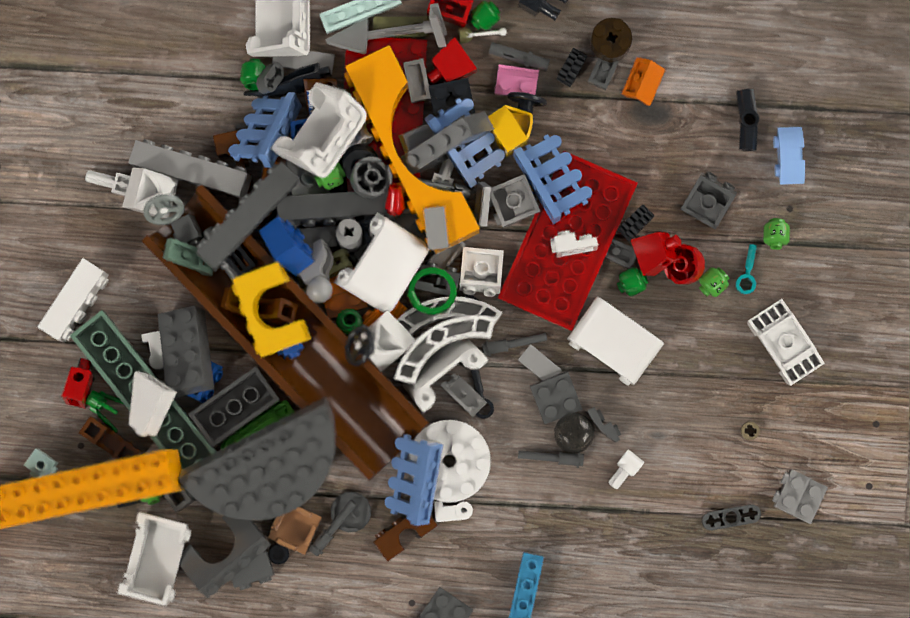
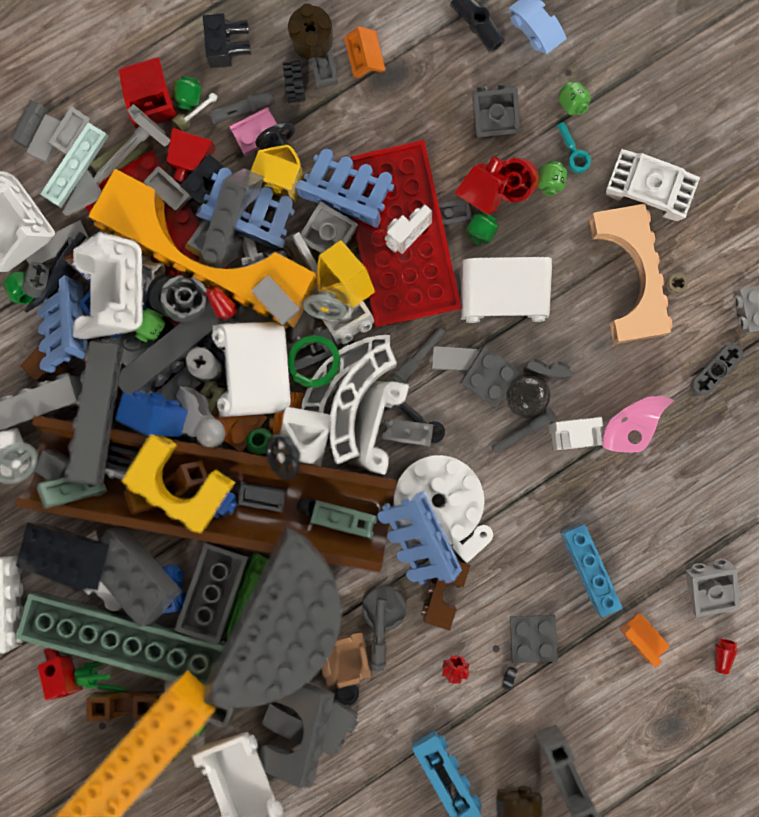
camera: 30 degrees left, 0 degrees up
(41, 464) = (76, 771): light aqua brick -> none
(146, 300) = (62, 556): none -> black brick
(149, 404) = (130, 650): white slope -> none
(217, 540) = (284, 722): none -> dark grey slope
(322, 363) = (262, 496): none -> black tile
(349, 394) = (306, 506): none -> black hinge
(369, 423) = (343, 519): none -> sand green plate
(371, 594) = (455, 669): none -> red gear
(495, 244) = (339, 282): none -> yellow piece
(587, 486) = (576, 433): none -> white panel
(628, 465) = (596, 389): white axle -> none
(636, 222) = (448, 174): black tyre -> none
(649, 511) = (641, 417): none -> bright pink piece
(744, 364) = (632, 231): none -> light nougat arch

